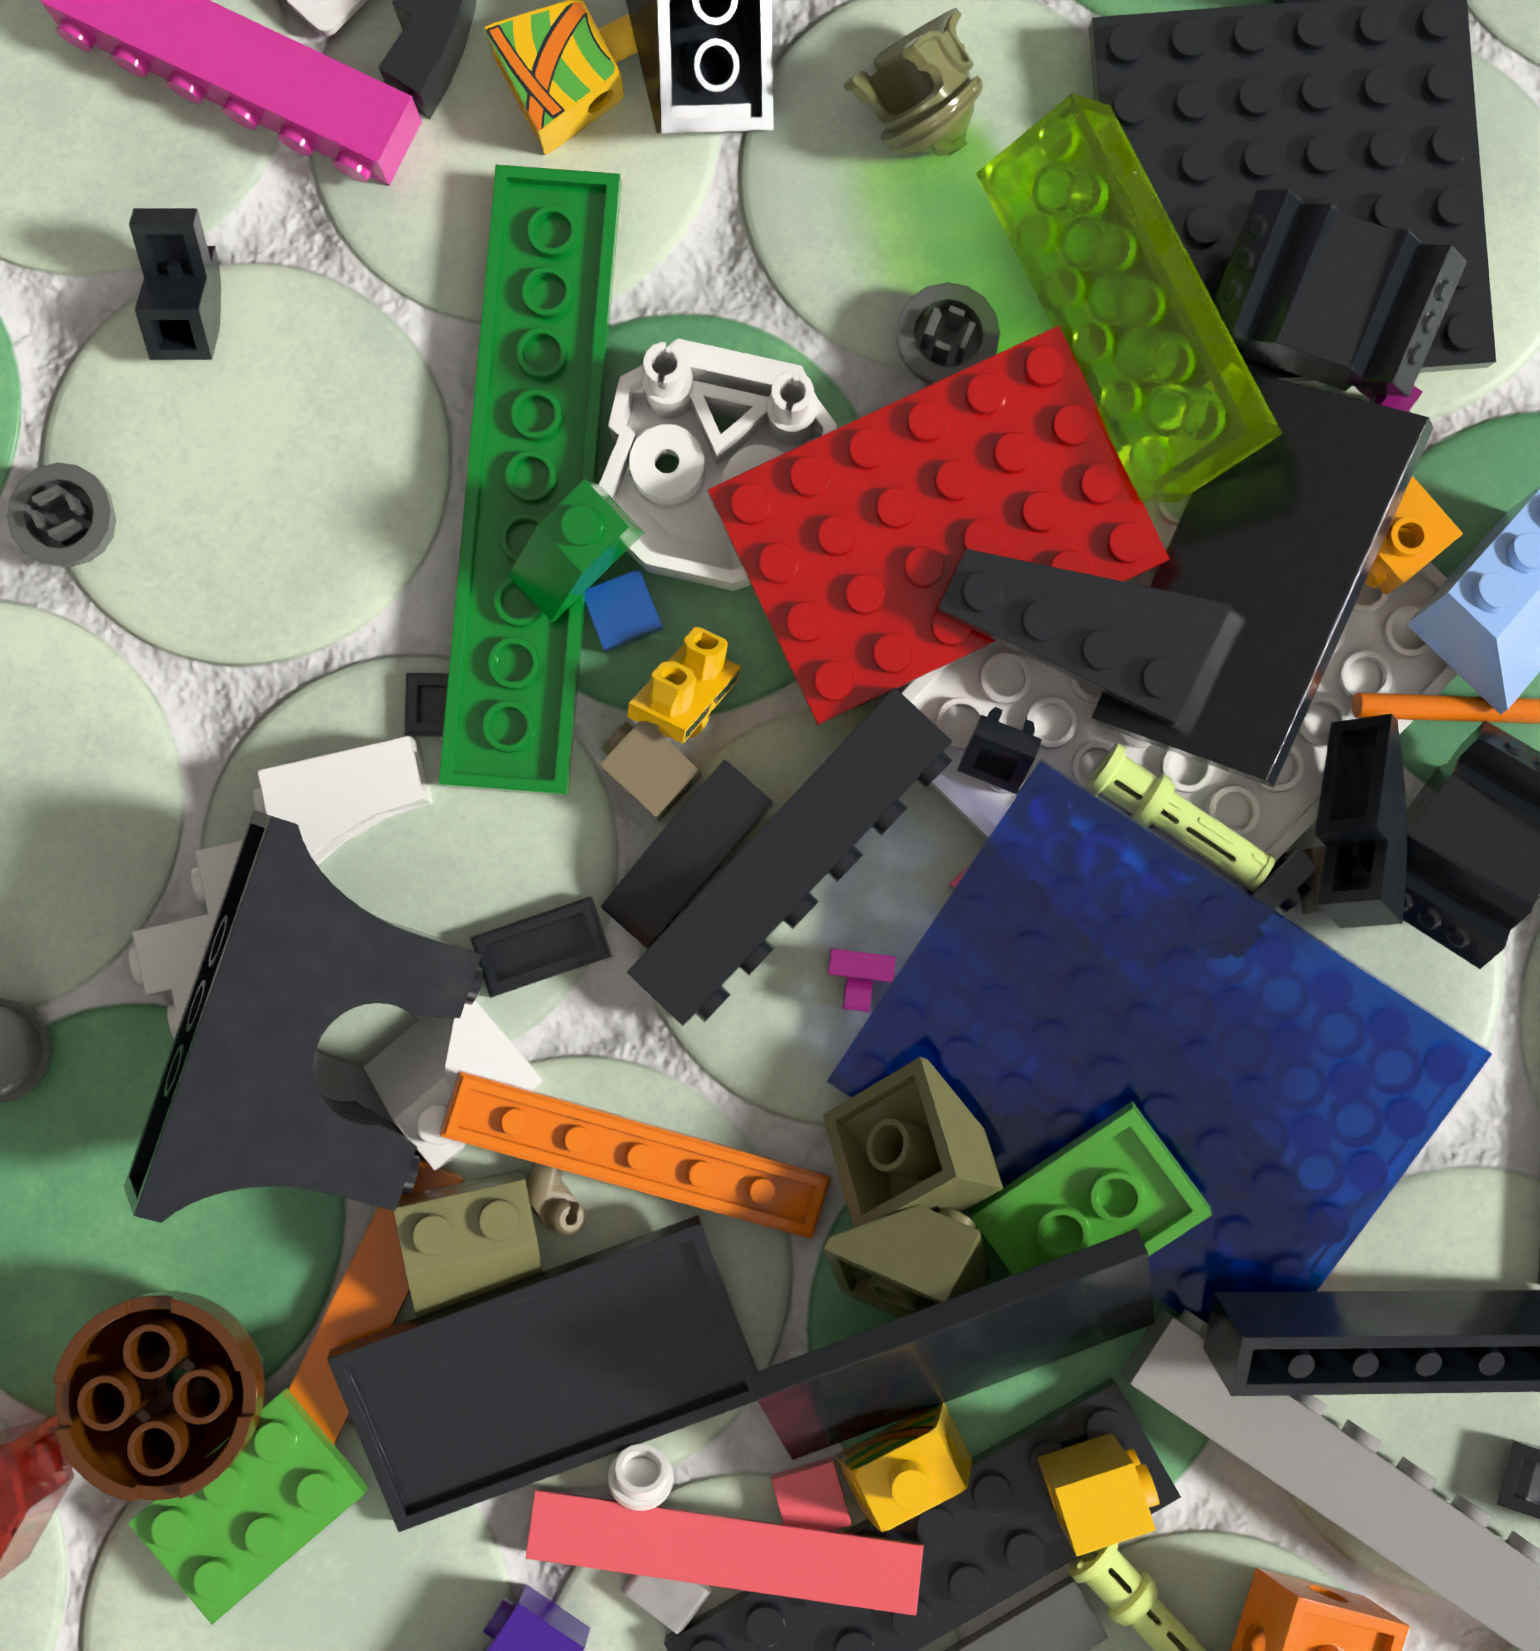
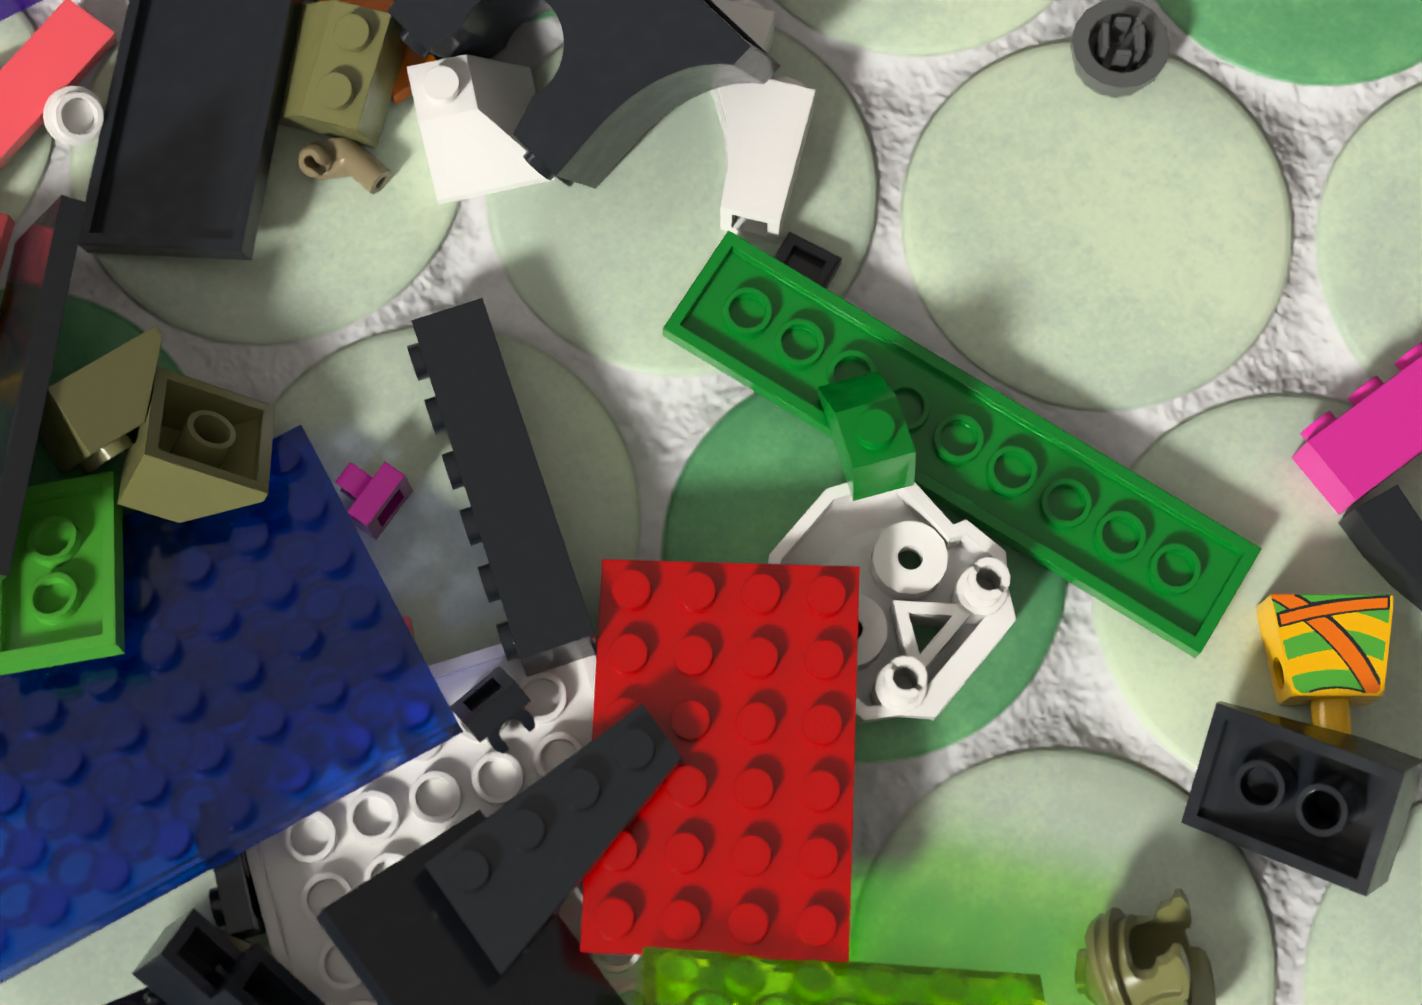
camera: 115 degrees right, 10 degrees down
(180, 284) = (1272, 231): black brick -> none
(541, 946) = (548, 254): black tile -> none
(622, 610) = (800, 462): blue tile -> none
(633, 1154) = (327, 233): orange tile -> none
(648, 767) = (648, 410): dark tan brick -> none
(686, 687) = (698, 471): yellow hips -> none
(687, 853) = (559, 408): black slope -> none
(946, 331) = (902, 873): dark grey piece -> none
(1154, 802) = (370, 823): yellowish green pin -> none

